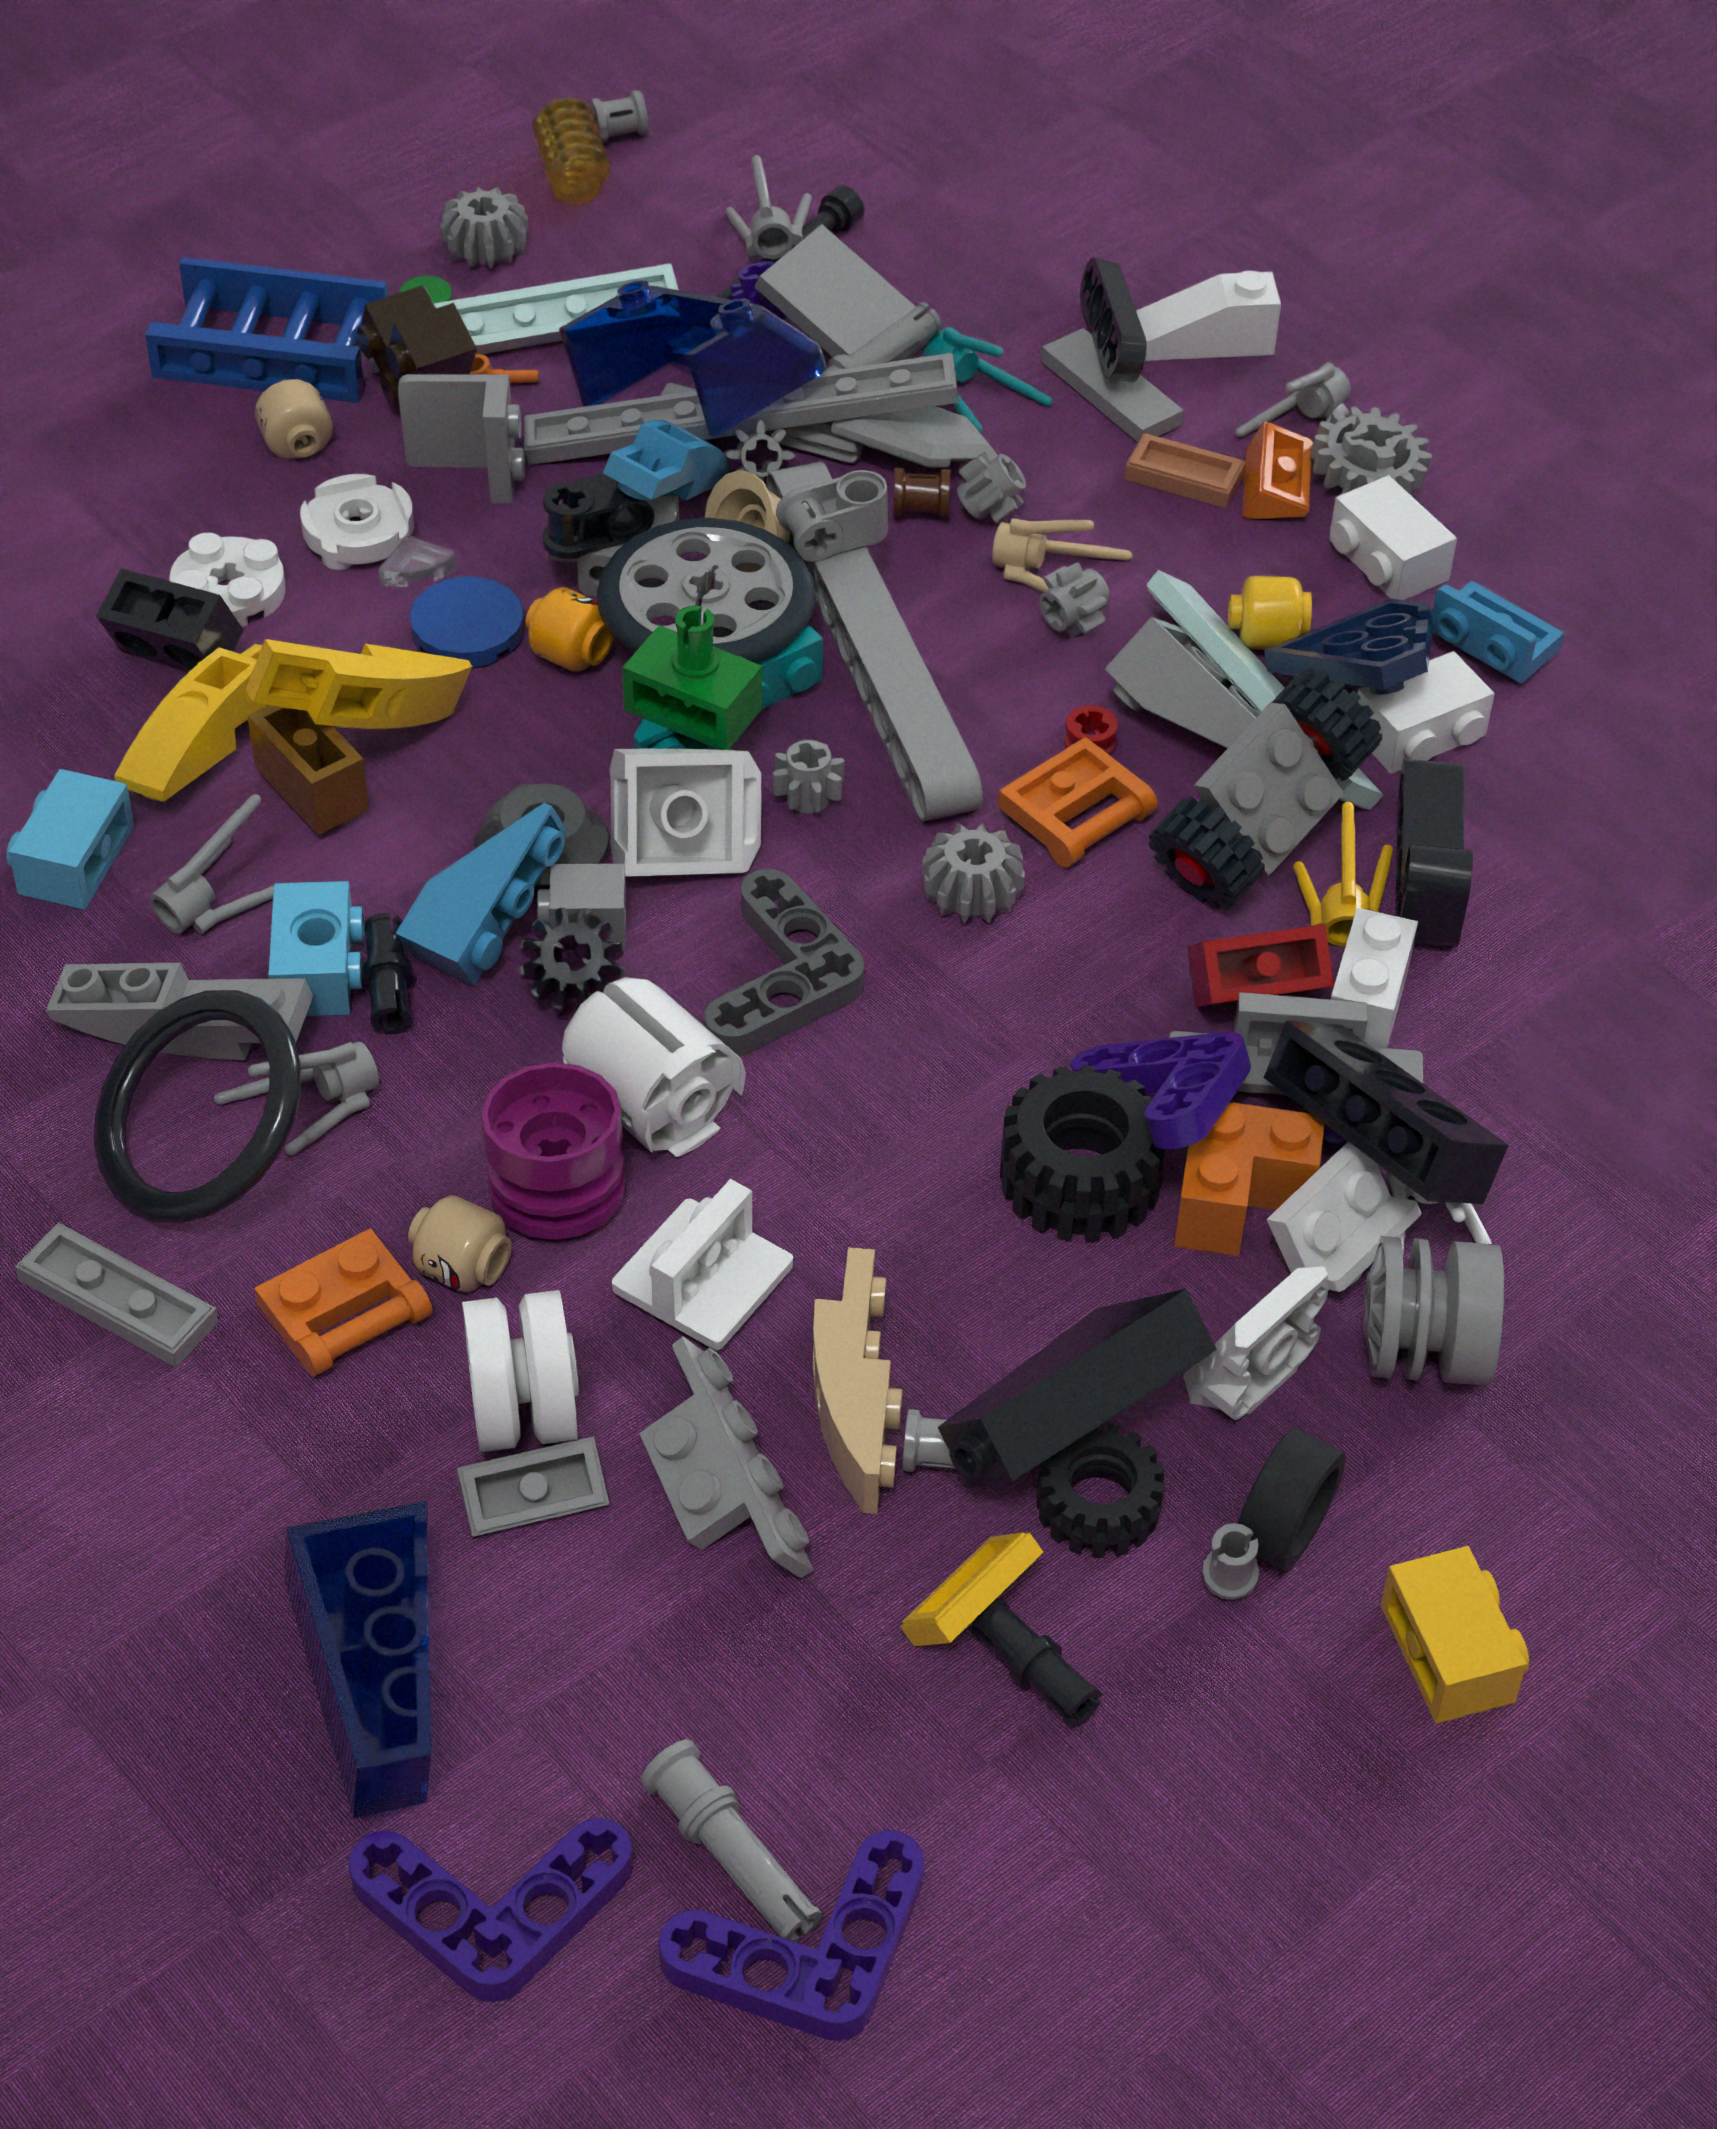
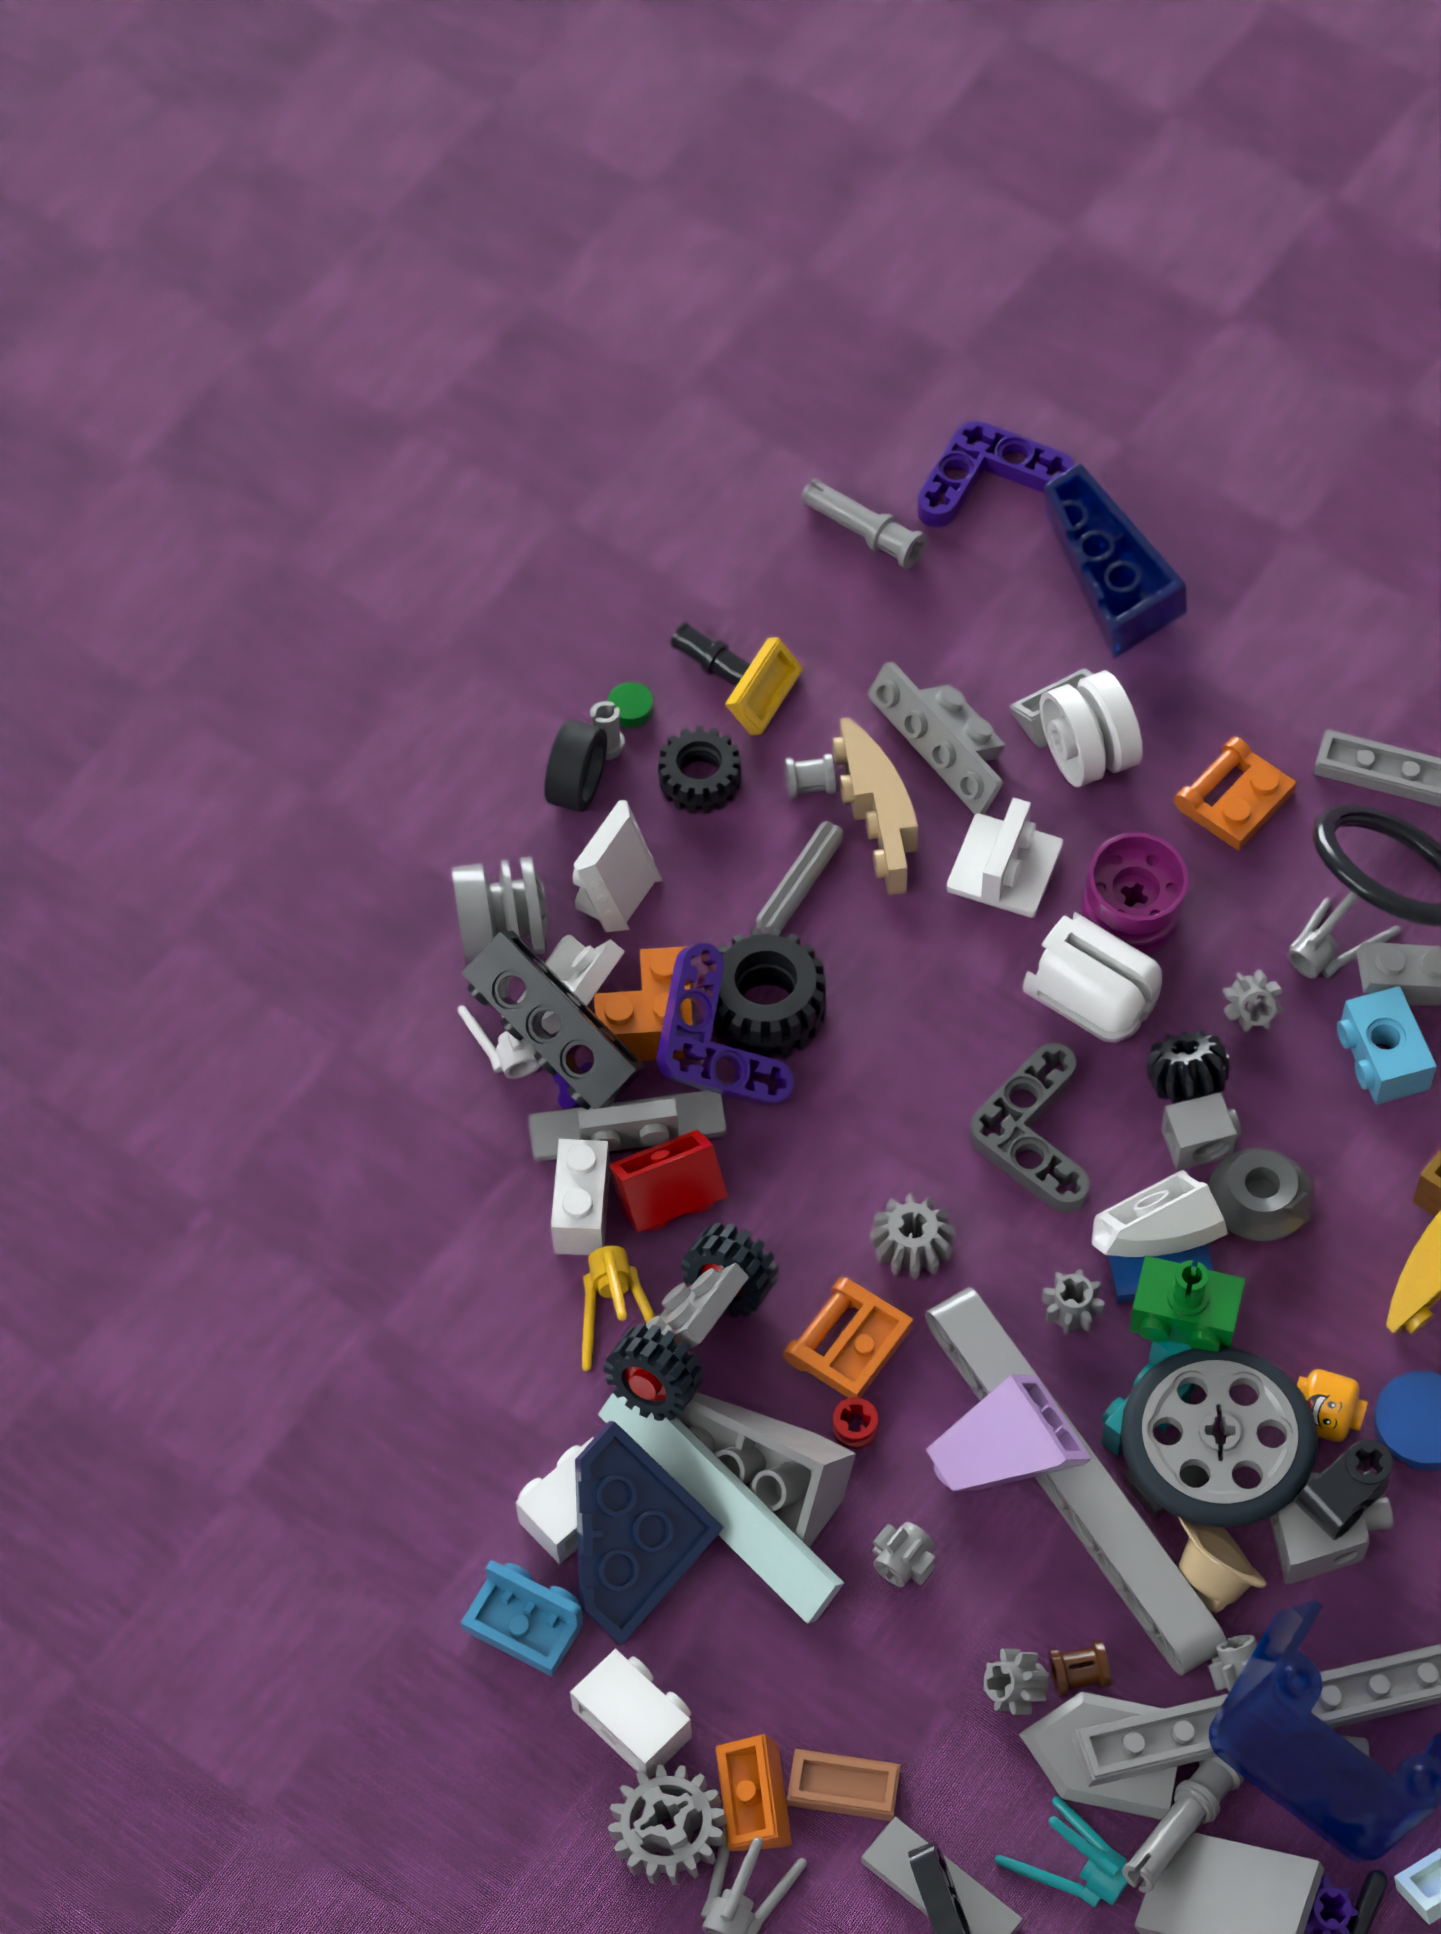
camera: 170 degrees right, 10 degrees up
(387, 974) = (1324, 1044): black pin -> none
(454, 1023) = (1258, 1011): none -> light grey gear
(459, 1244) = (1183, 832): tan head -> none
(473, 902) = (1279, 1094): dark azure slope -> none
(666, 463) = (1308, 1549): dark azure slope -> none
(810, 1972) = (798, 473): dark purple beam -> none
(841, 514) = (1142, 1539): light grey piece -> none
(937, 626) = (1007, 1439): none -> lavender slope
(991, 1319) = (800, 878): none -> light grey axle
(1023, 546) = (967, 1618): tan plant -> none
(1075, 1386) = (728, 797): black slope -> none
(1181, 1628) = (634, 704): none -> green tile
(1270, 611) = (726, 1581): yellow head -> none
(1430, 852) = (549, 1340): black beam -> none
(1454, 1634) = (461, 724): yellow brick -> none

